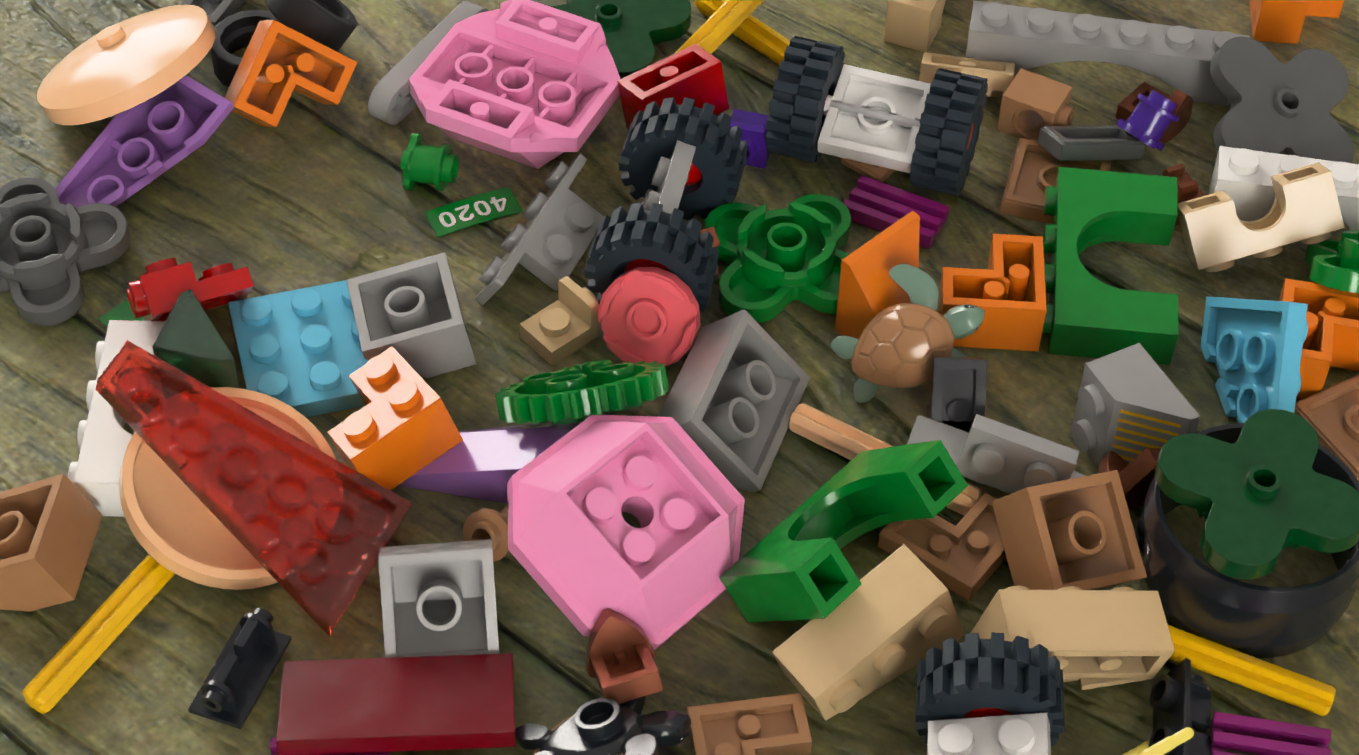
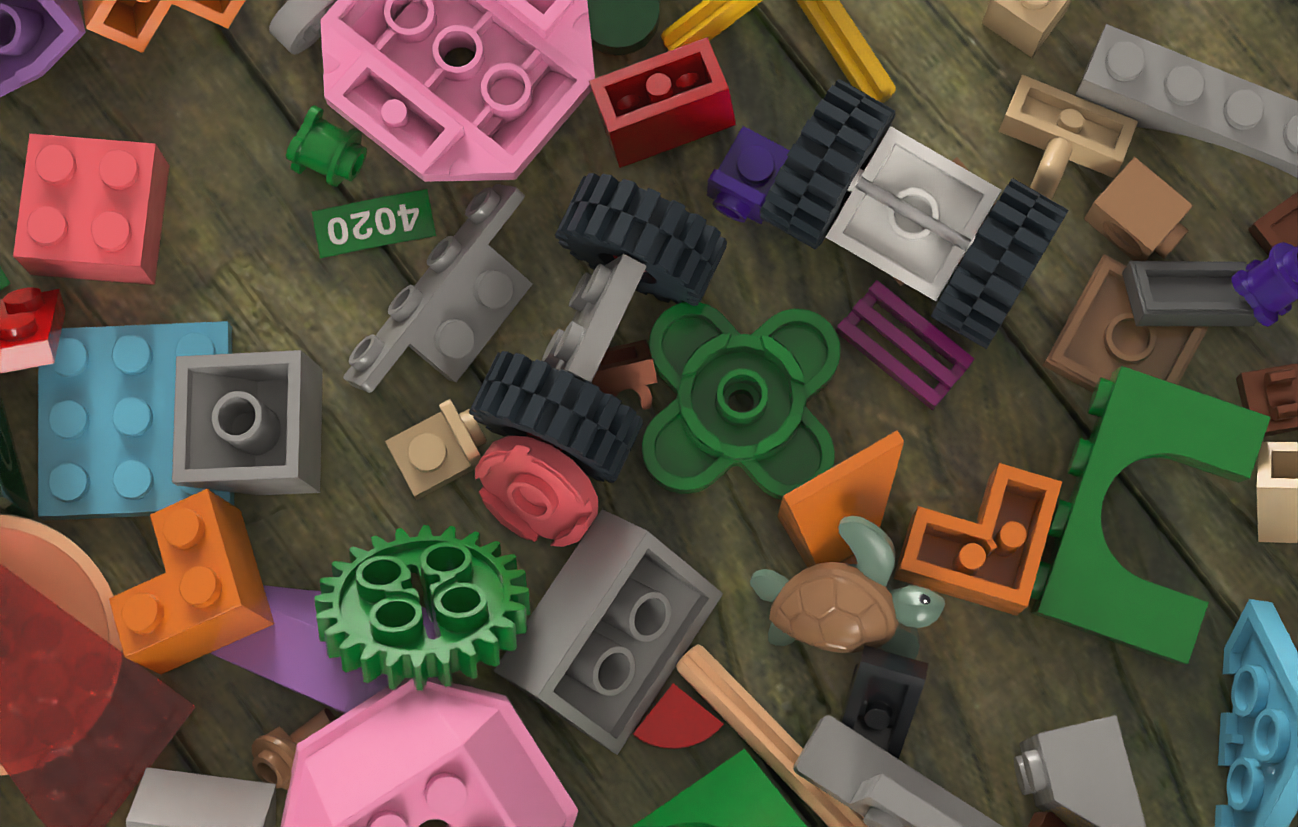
camera: 15 degrees right, 30 degrees up
(257, 219) = (91, 209): none -> coral brick
(801, 458) = (677, 722): none -> red tile

